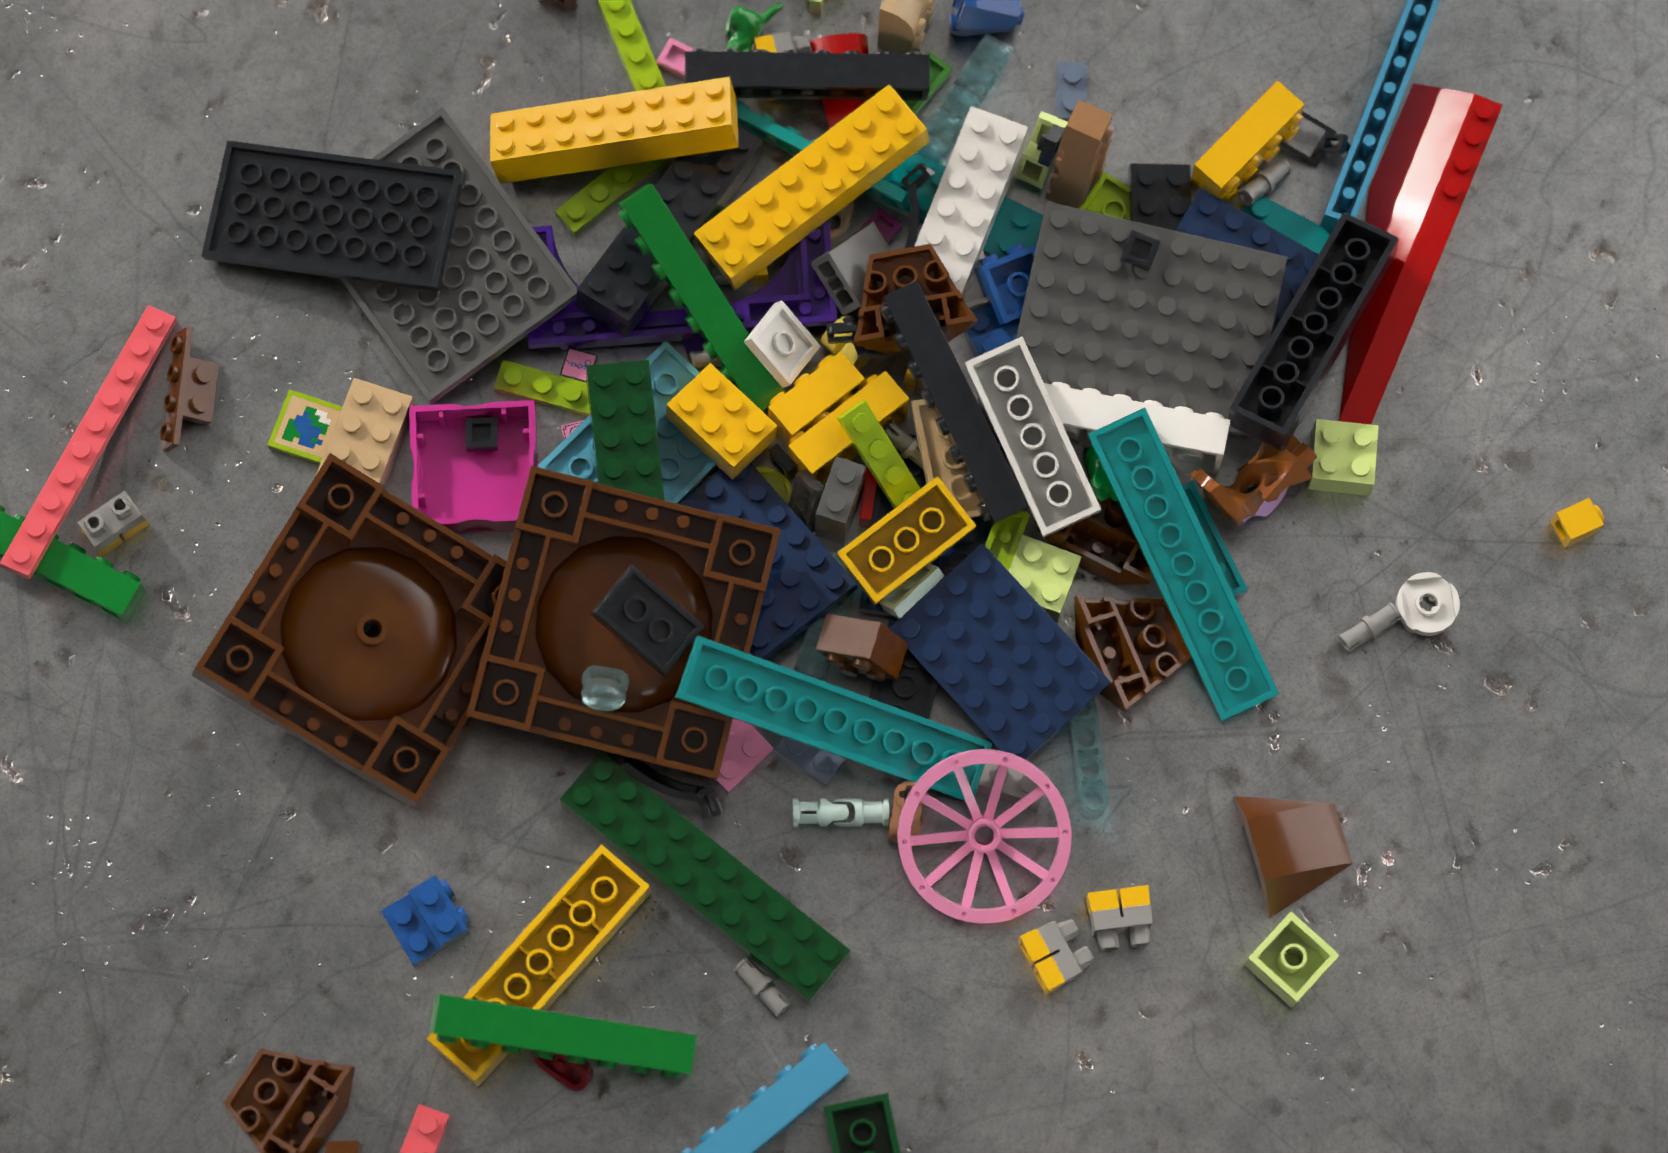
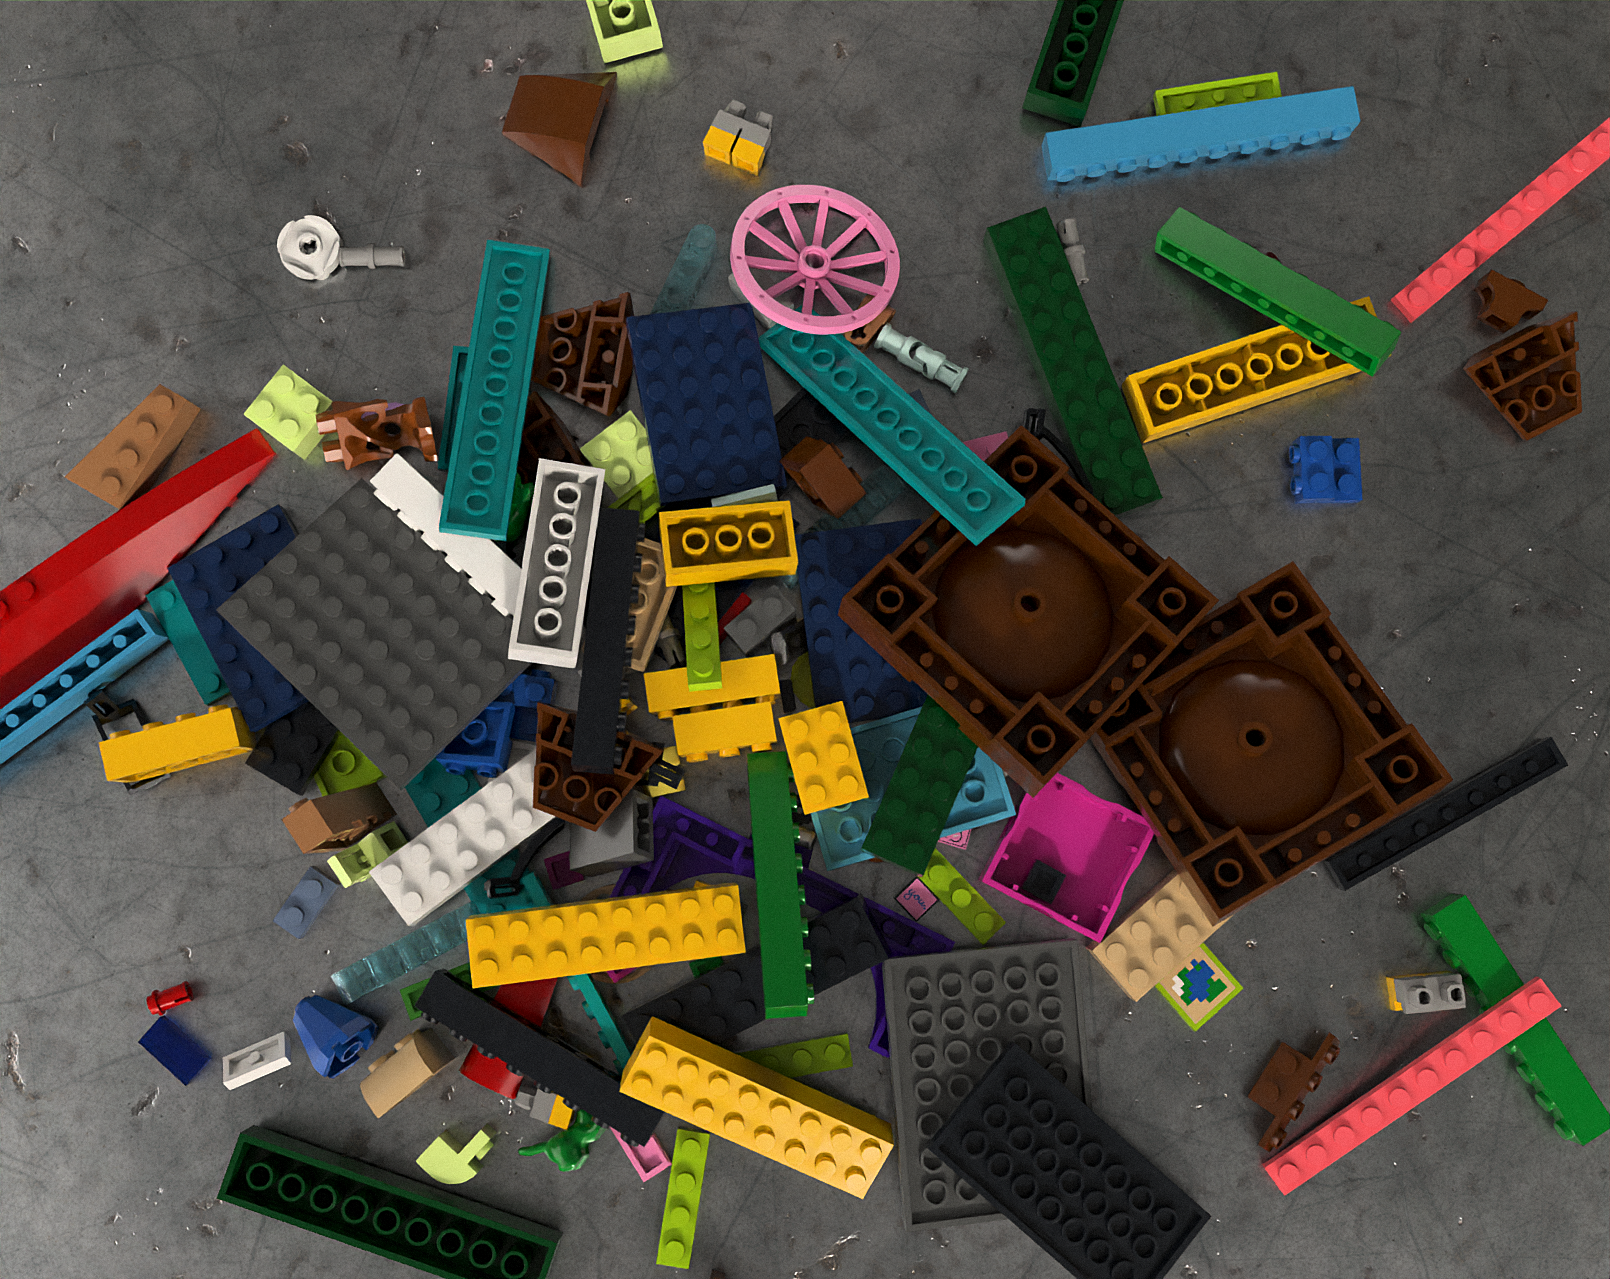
camera: 145 degrees left, 10 degrees up
(164, 684) = (1446, 813): none -> black plate
(604, 690) = (1085, 550): clear light blue piece -> none
(647, 620) = (1009, 591): black tile -> none
(782, 344) = (726, 797): white plate -> none
(1050, 144) = (359, 849): black plate -> none
(1061, 967) = (818, 136): hips -> none
(1140, 250) = (344, 688): black tile -> none
(1264, 182) = (189, 704): light grey pin -> none
(1313, 331) = (238, 525): black brick -> none
(1448, 348) = (136, 449): none -> medium nougat wedge
(1578, 522) = (133, 240): yellow brick -> none

